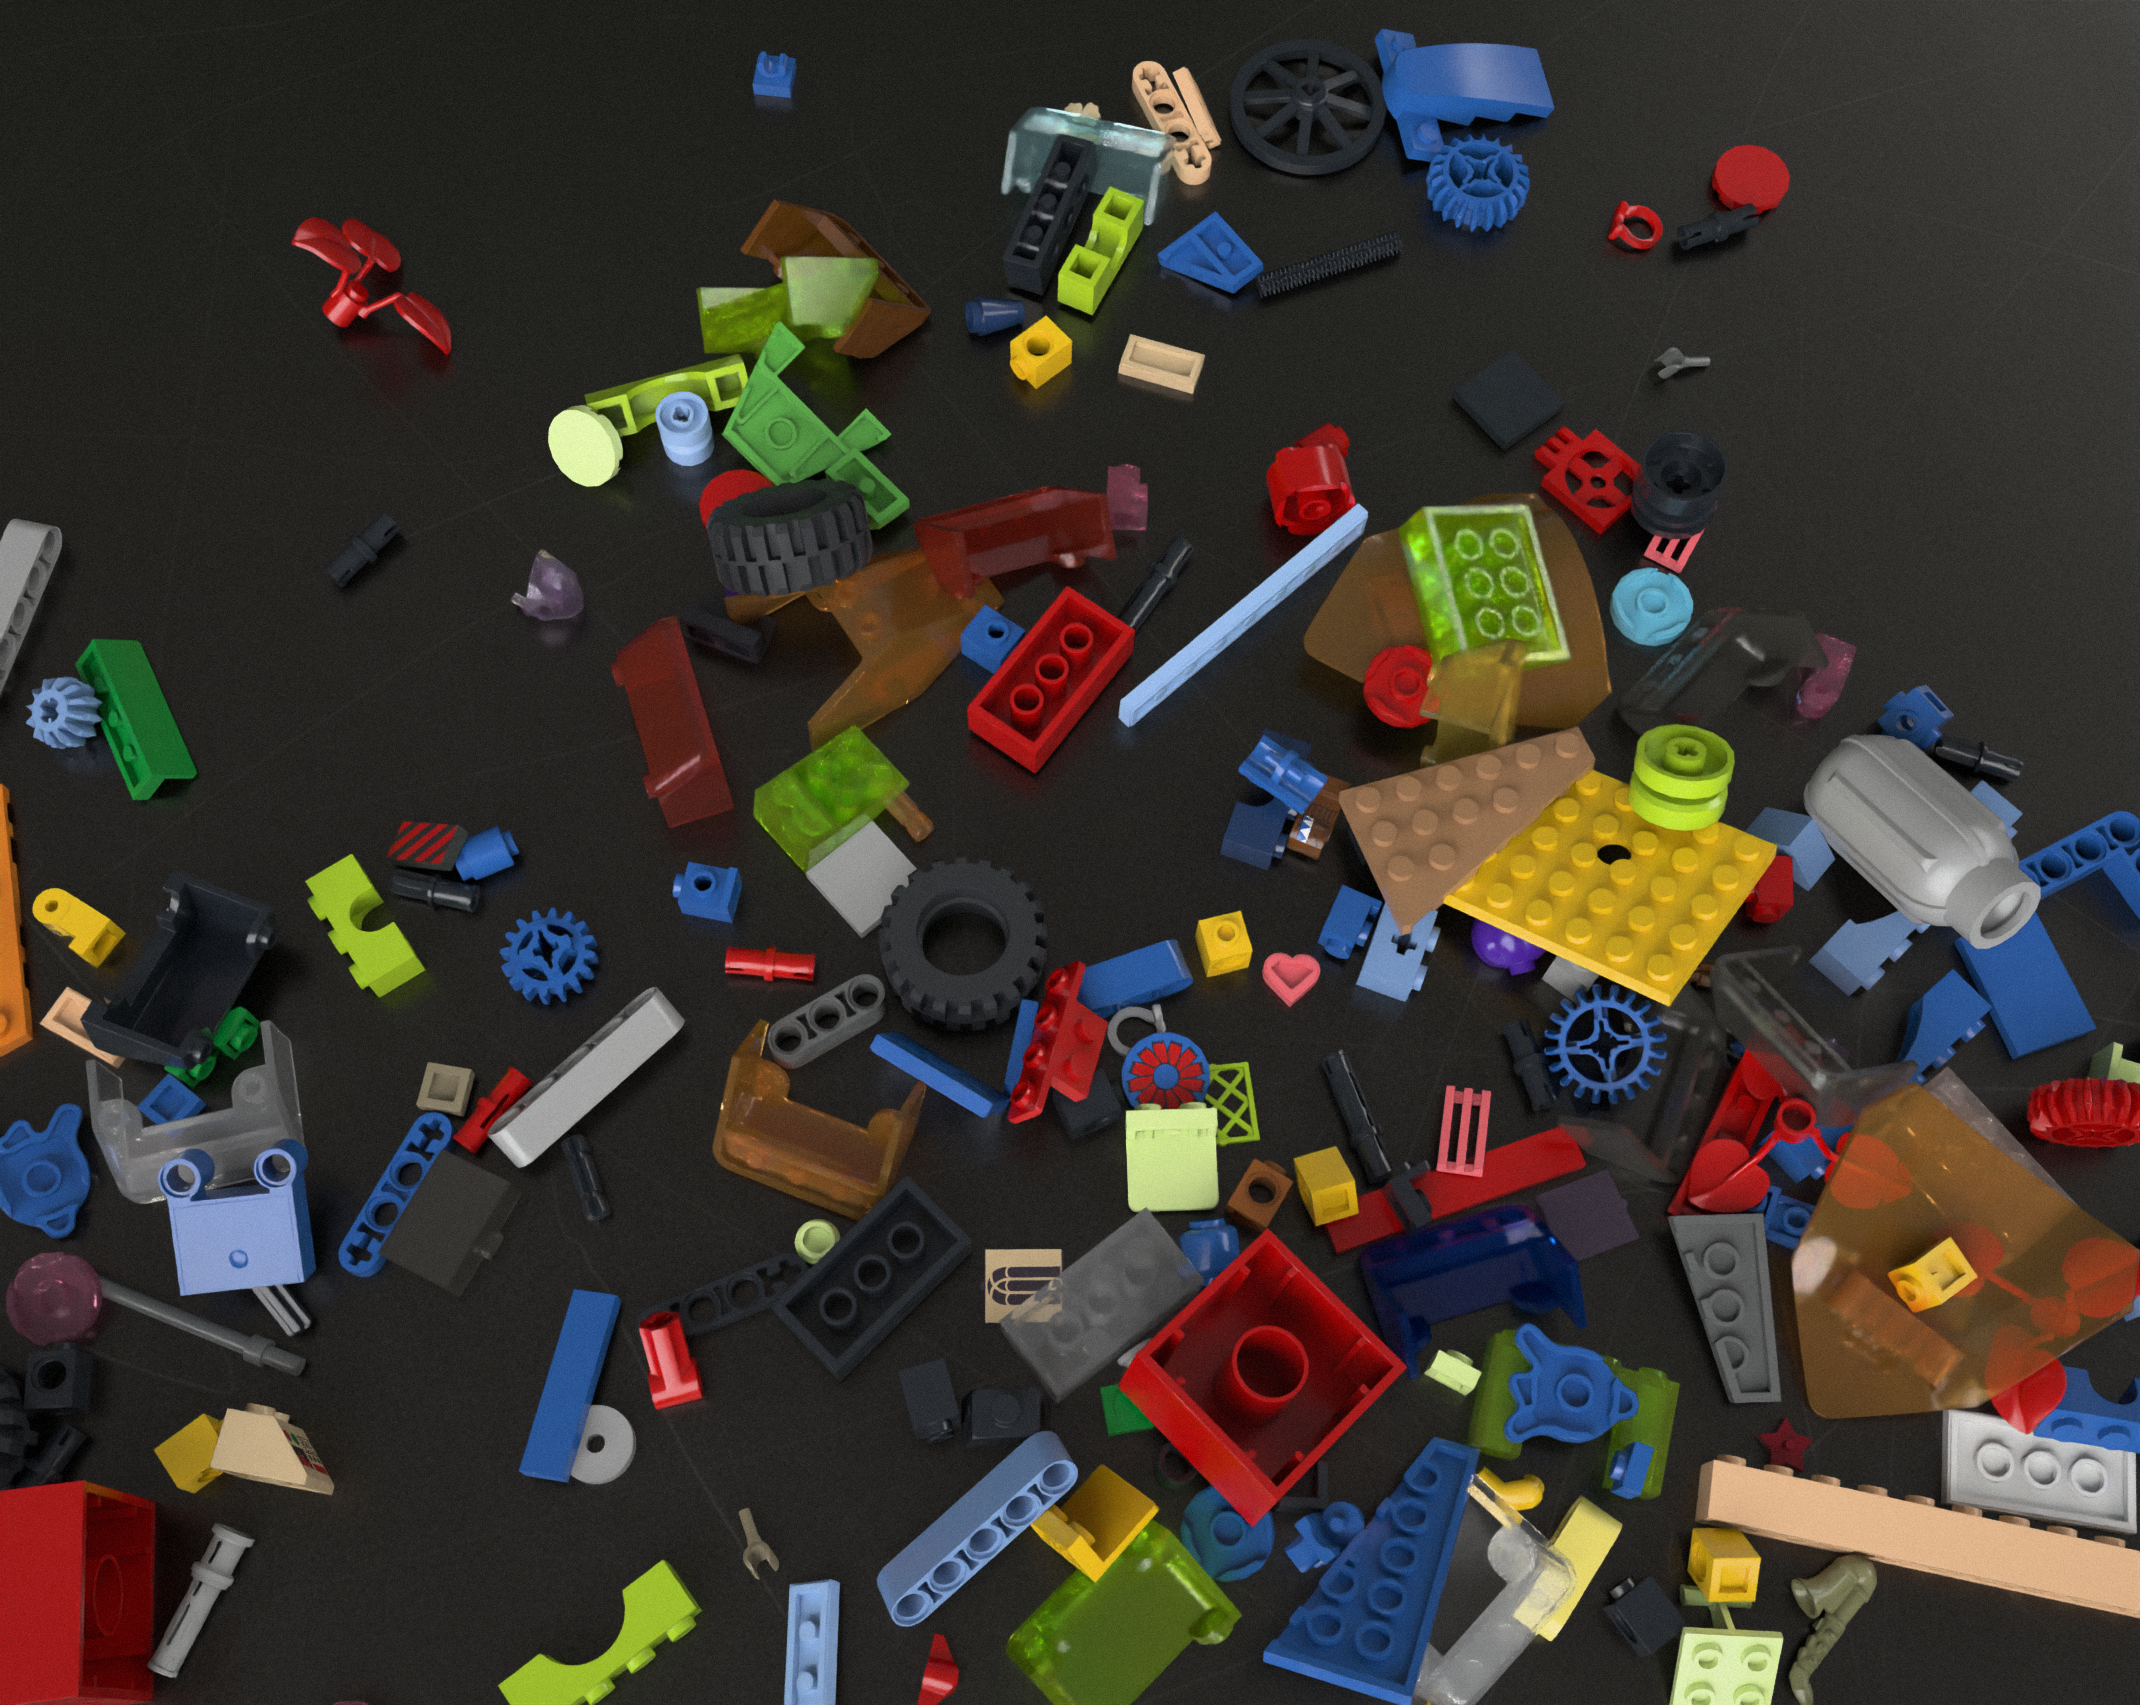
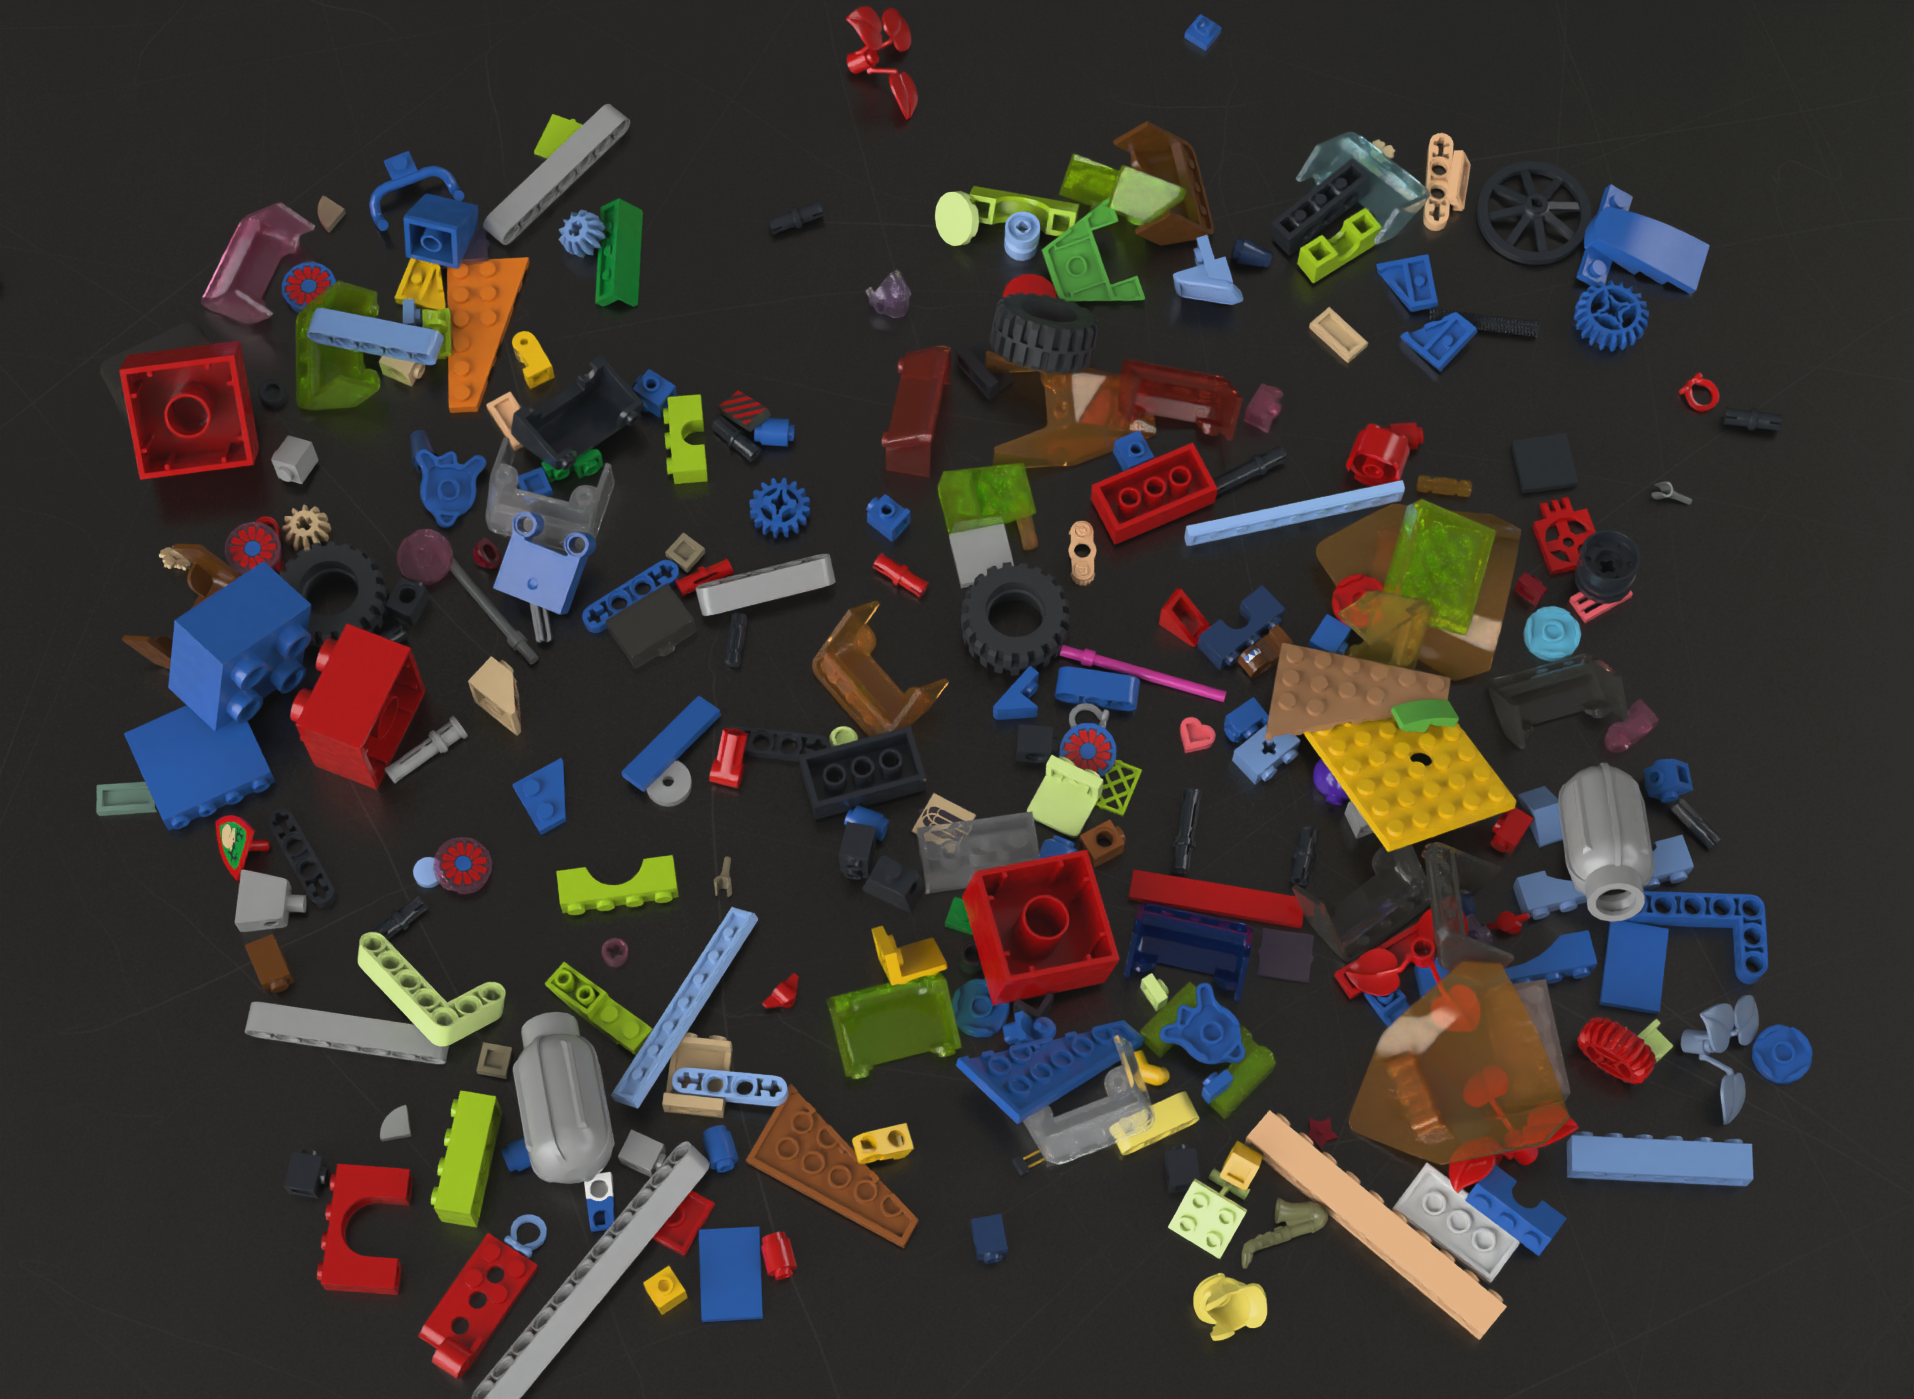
camera: 30 degrees right, 0 degrees up
(148, 1244) = (487, 554): none -> dark red animal
(190, 1453) = (457, 674): yellow brick -> none
(281, 883) = (653, 392): none -> blue brick
(420, 1568) = (544, 796): none -> blue wing
(838, 1002) = (925, 614): dark grey beam -> none
(880, 495) = (1112, 330): bright green slope -> none
(917, 1346) = (869, 818): none -> blue brick
(940, 1074) = (960, 683): blue tile -> none
(962, 366) = (1209, 279): none -> medium blue piece
(976, 1528) = (855, 917): medium blue beam -> none
(1013, 825) = (1082, 568): none -> light nougat piece
(1043, 339) = (1267, 282): yellow brick -> none
(1061, 1048) = (1037, 702): red bracket -> none
(1090, 944) = (1089, 658): none -> dark pink bar
(1186, 826) = (1183, 618): none -> red slope
(1223, 944) = (1165, 696): yellow brick -> none
(1283, 774) = (1252, 615): blue hips -> none
(1293, 308) = (1441, 339): none -> blue wing
(1326, 1186) = (1142, 856): yellow brick -> none
(1390, 752) = (1331, 636): none -> blue brick
(1406, 487) = (1444, 485): none -> clear orange axle
(1408, 1204) = (1182, 889): black bracket -> none
(1467, 1099) = (1237, 858): coral tile -> none
(1582, 791) = (1421, 713): none -> bright green slope
(1600, 561) = (1530, 588): none -> dark red plate
(1611, 1081) = (1354, 853): blue gear -> none
(1681, 777) = (1484, 733): lime wheel -> none
(1733, 1294) = (1340, 1032): dark grey wing -> none
(1750, 176) = (1797, 398): red tile -> none
(1842, 1011) = (1509, 922): none -> red piece
(1932, 1276) = (1455, 1079): yellow bracket -> none

